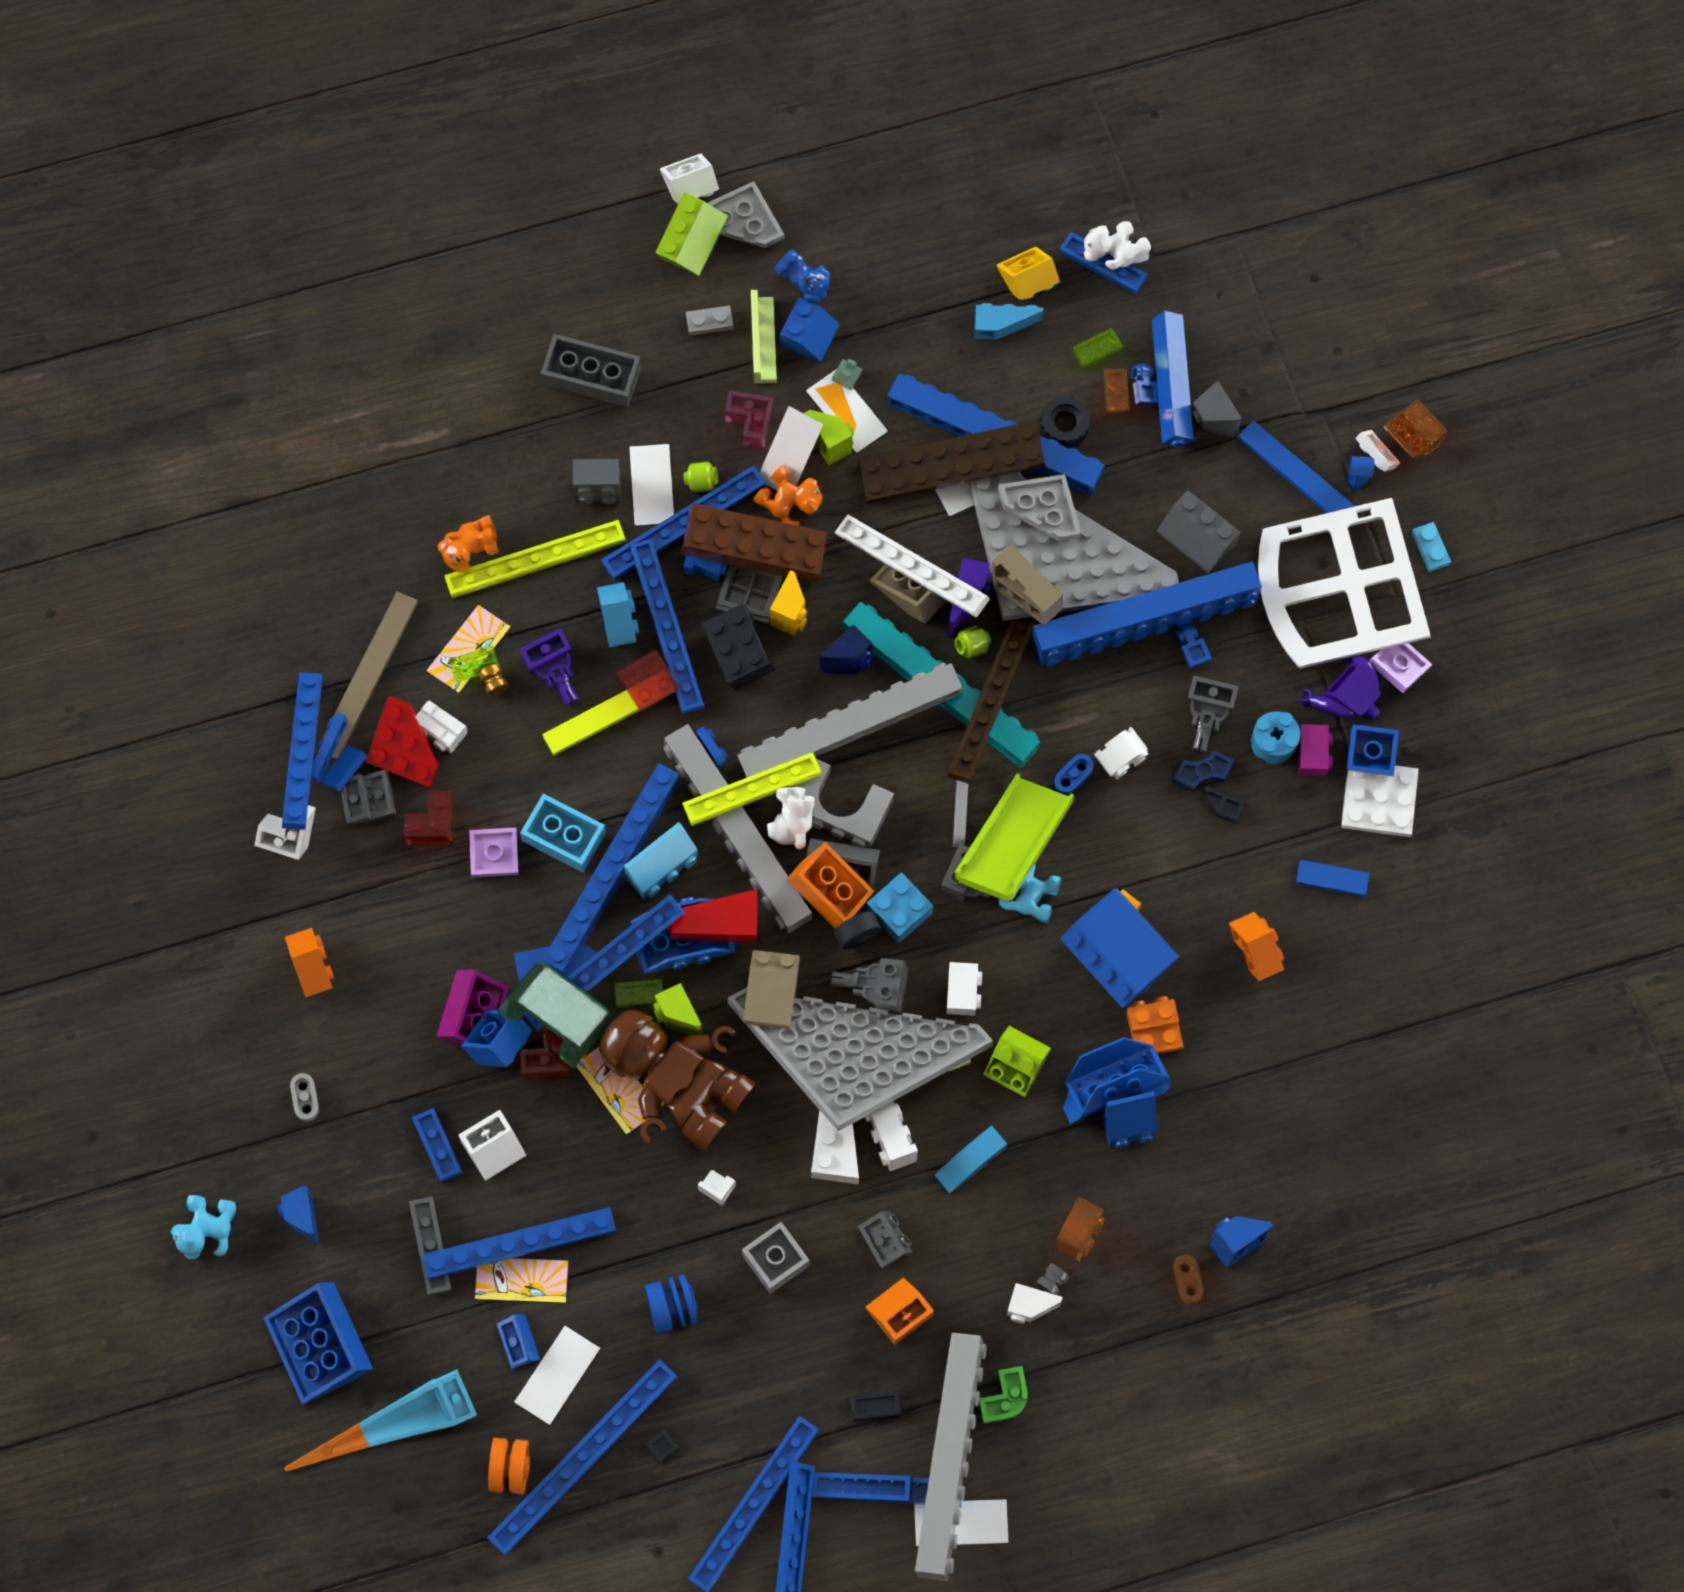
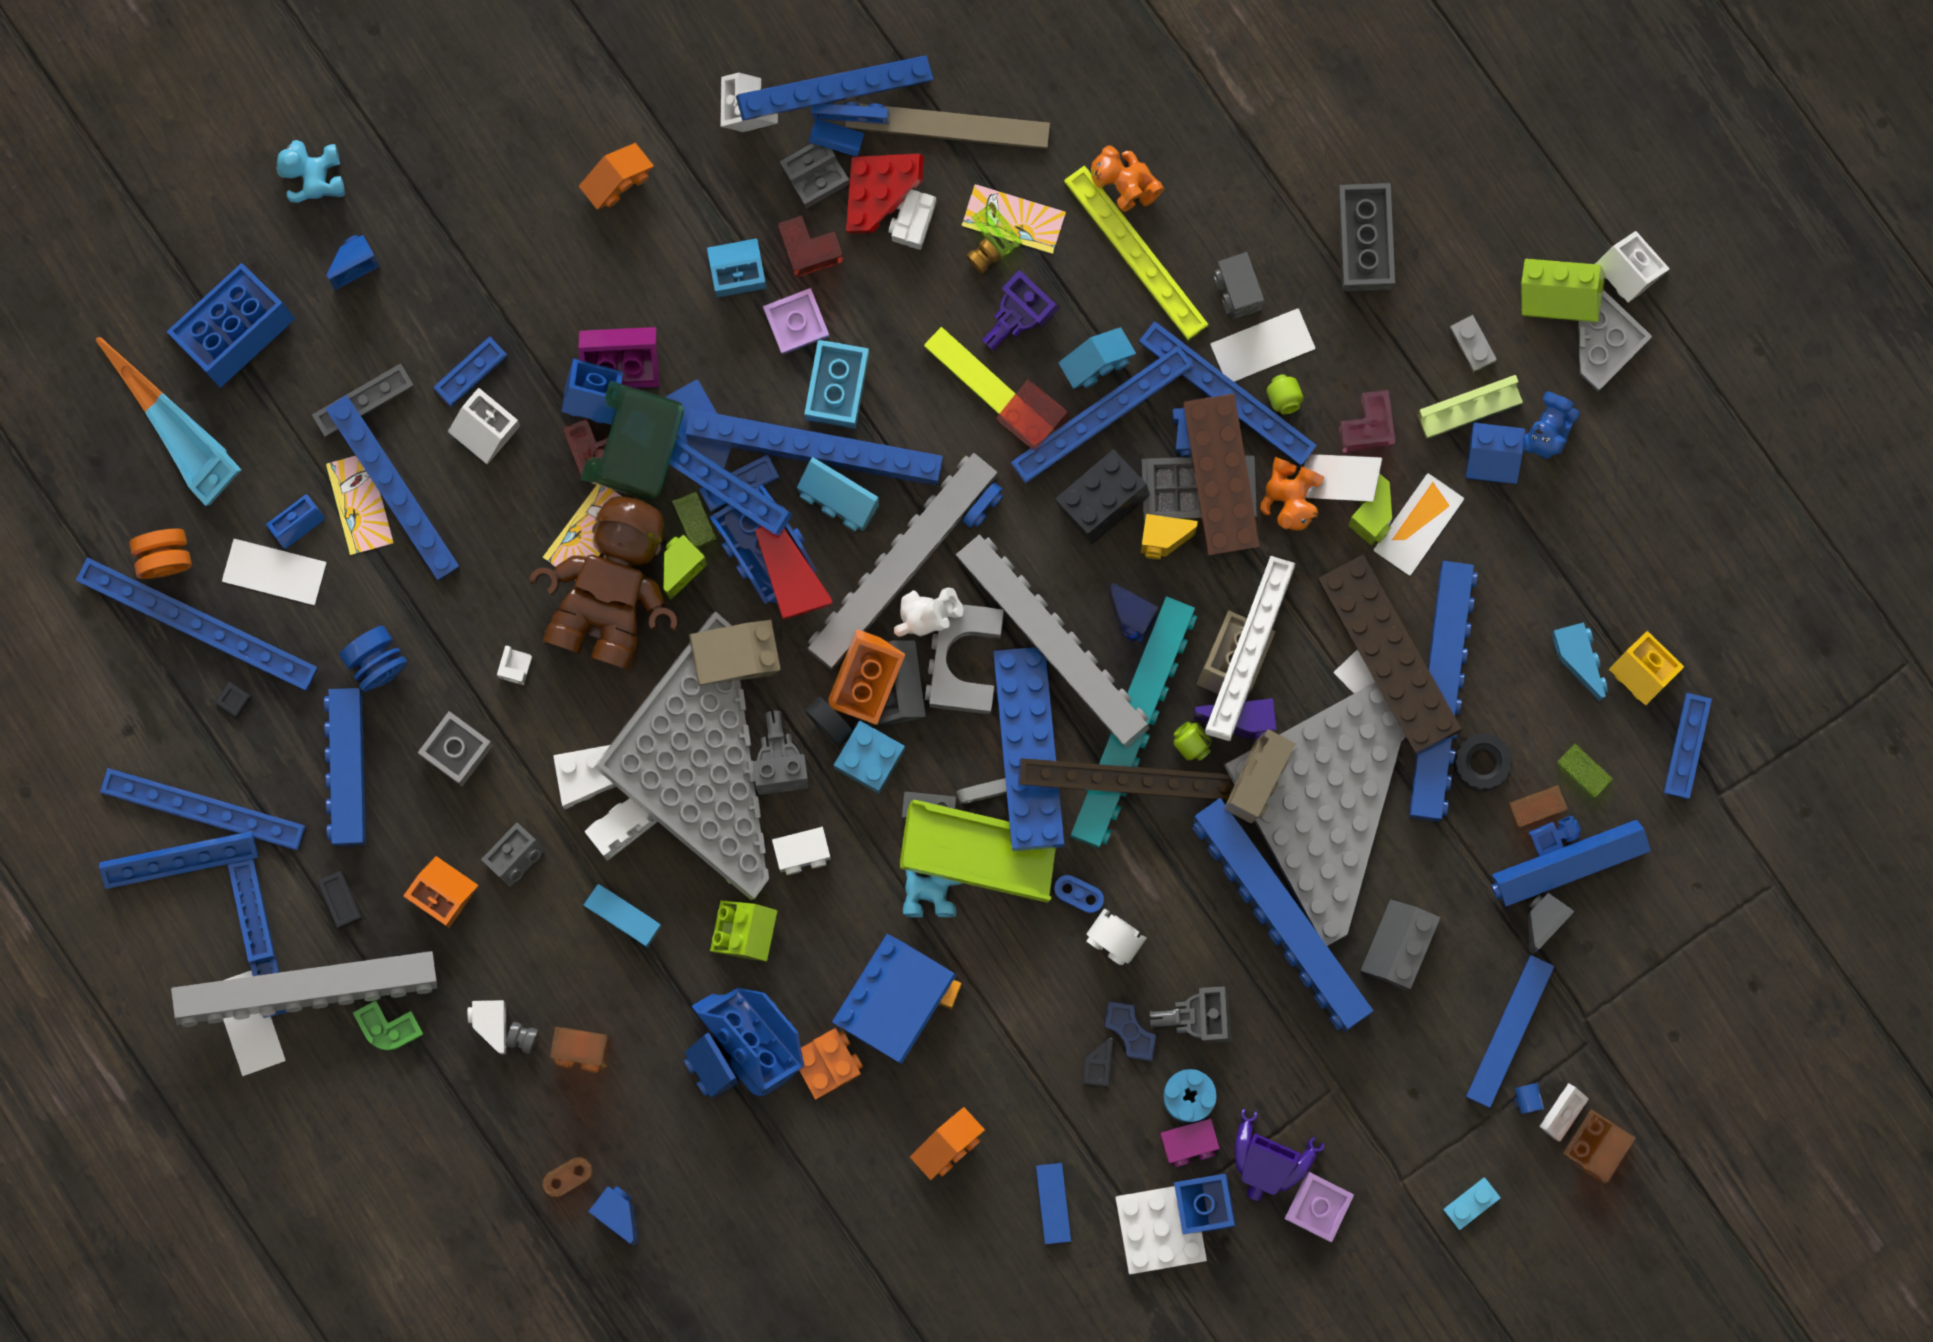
camera: 75 degrees right, 10 degrees up
(304, 1098) = (475, 220): light grey plate -> none
(428, 885) = (736, 268): none -> dark azure slope
(615, 924) = (754, 474): none -> blue tile
(752, 789) = (945, 562): neon yellow tile -> none
(759, 1360) = (346, 767): none -> blue brick
(847, 374) = (1459, 510): sand green tile -> none
(926, 772) = (1027, 734): none -> blue plate
(1044, 505) = (1369, 767): light grey plate -> none
(1118, 246) = (1702, 733): white animal -> none
(1194, 651) = (1261, 982): blue plate -> none
(1350, 581) = (1395, 1126): white window -> none

